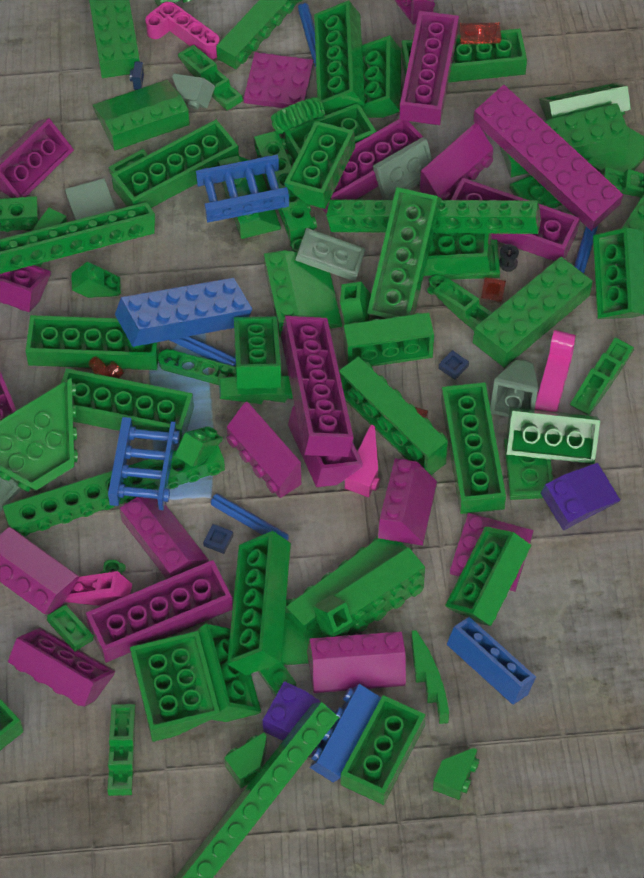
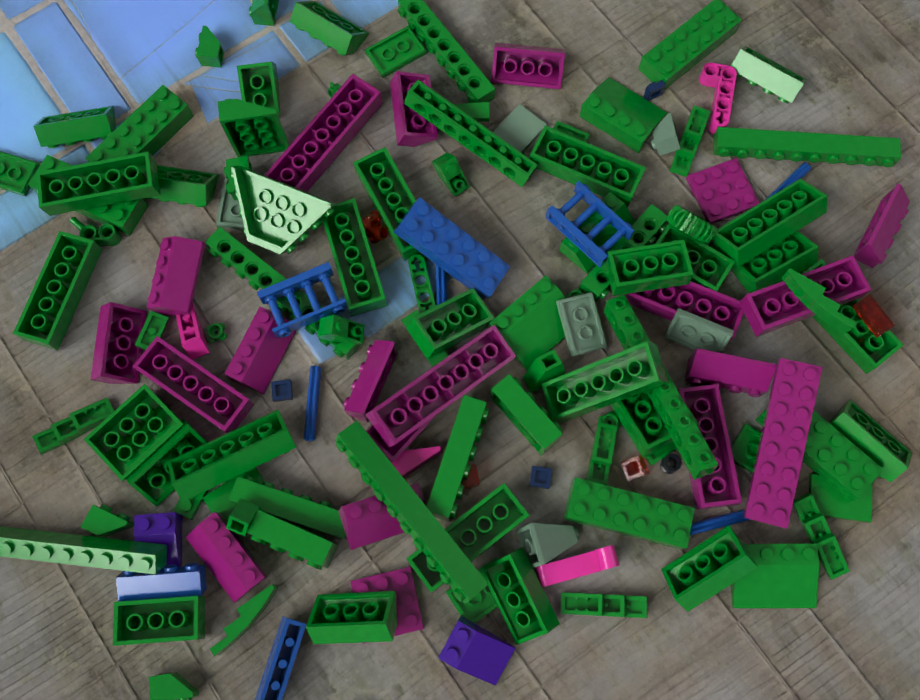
camera: 60 degrees right, 15 degrees up
(420, 466) = (410, 512): none -> green brick
(437, 56) = (812, 297): none -> green slope

